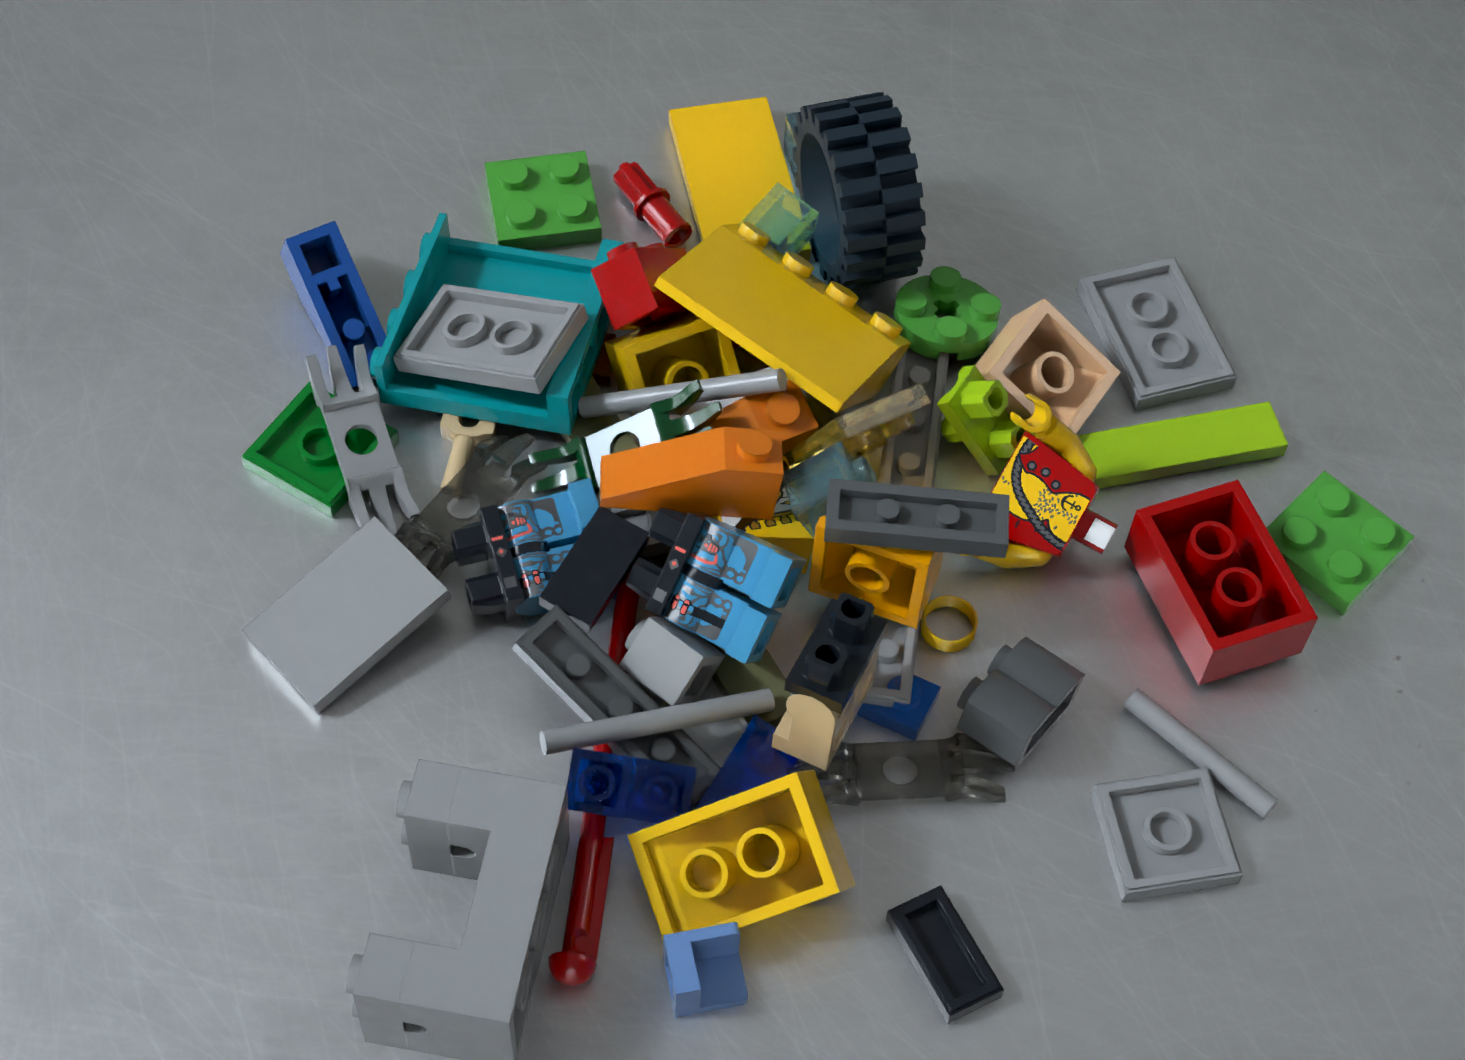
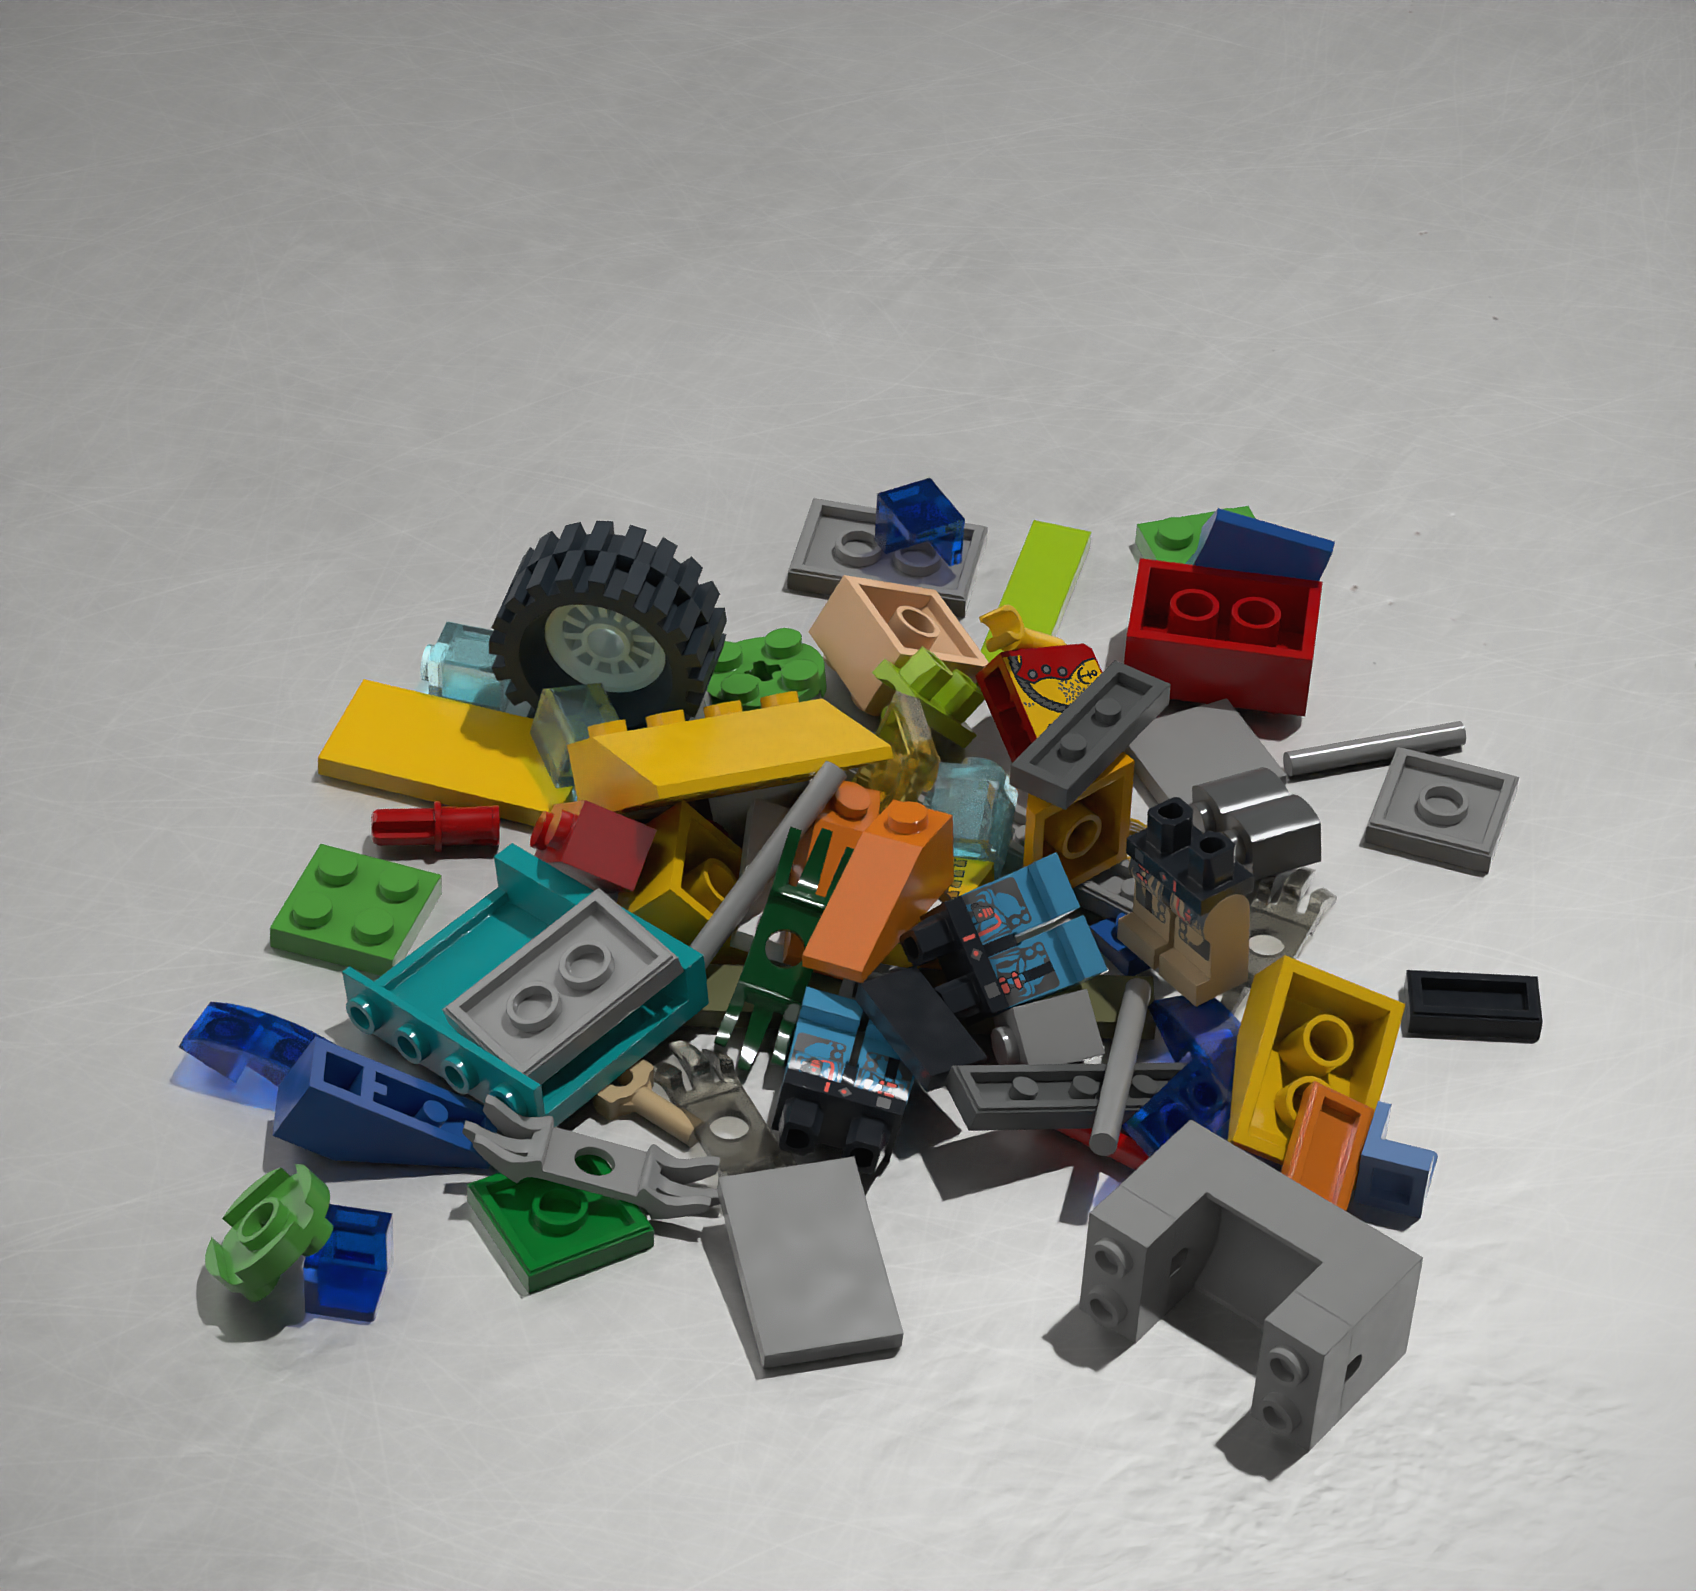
camera: 60 degrees left, 15 degrees down
(166, 292) = (270, 1230): none -> bright green plate
(188, 350) = (352, 1267): none -> clear blue panel
(364, 210) = (242, 1037): none -> clear blue slope
(654, 907) = (1327, 1143): none -> orange tile
(1091, 630) = (1197, 749): none -> light grey tile
(1177, 320) = (919, 515): none -> clear blue panel
(1303, 557) = (1260, 547): none -> blue slope

